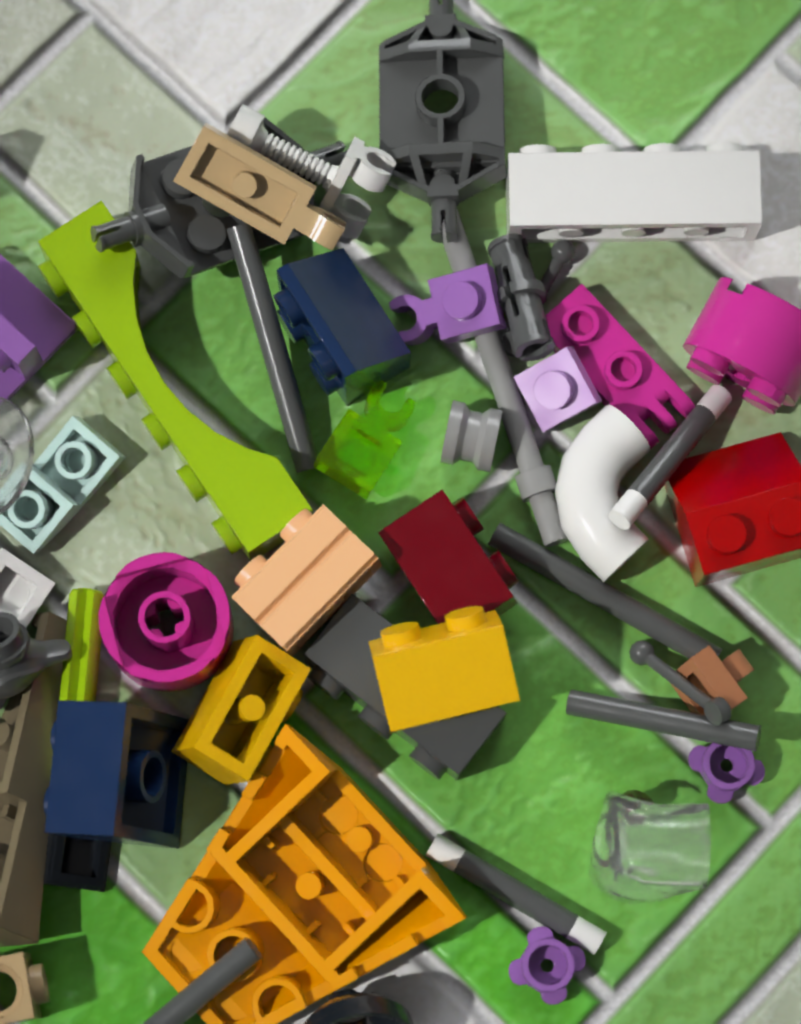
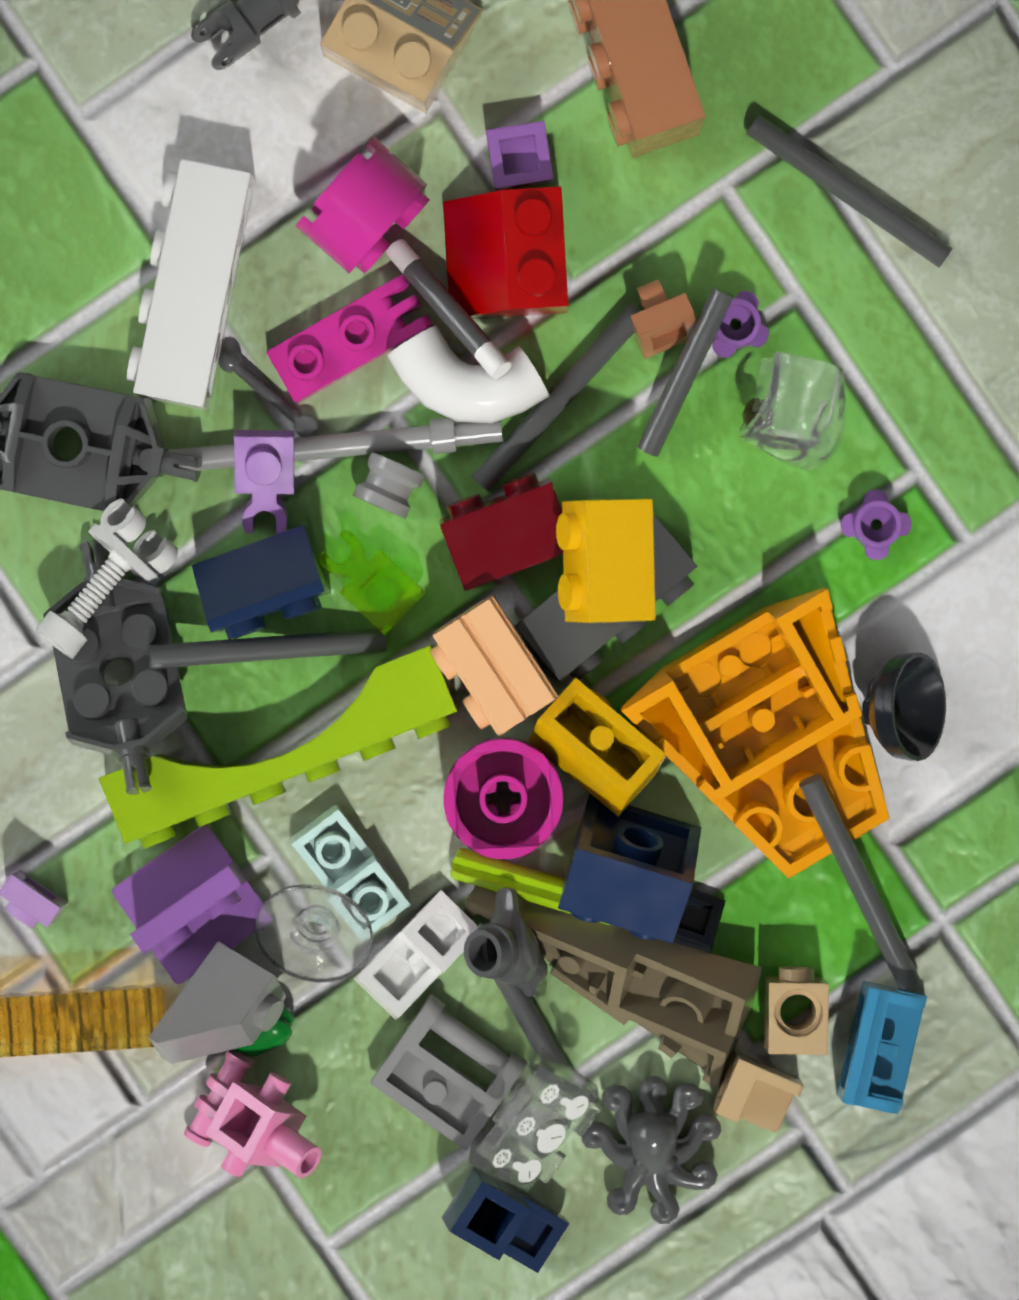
camera: 75 degrees left, 10 degrees up
(255, 189) = (122, 633): tan plate -> none
(516, 894) = (807, 537): dark grey bar -> none
(521, 297) = (269, 411): dark grey pin -> none
(557, 389) = (361, 396): lavender plate -> none
(715, 710) = (689, 324): dark grey hinge -> none

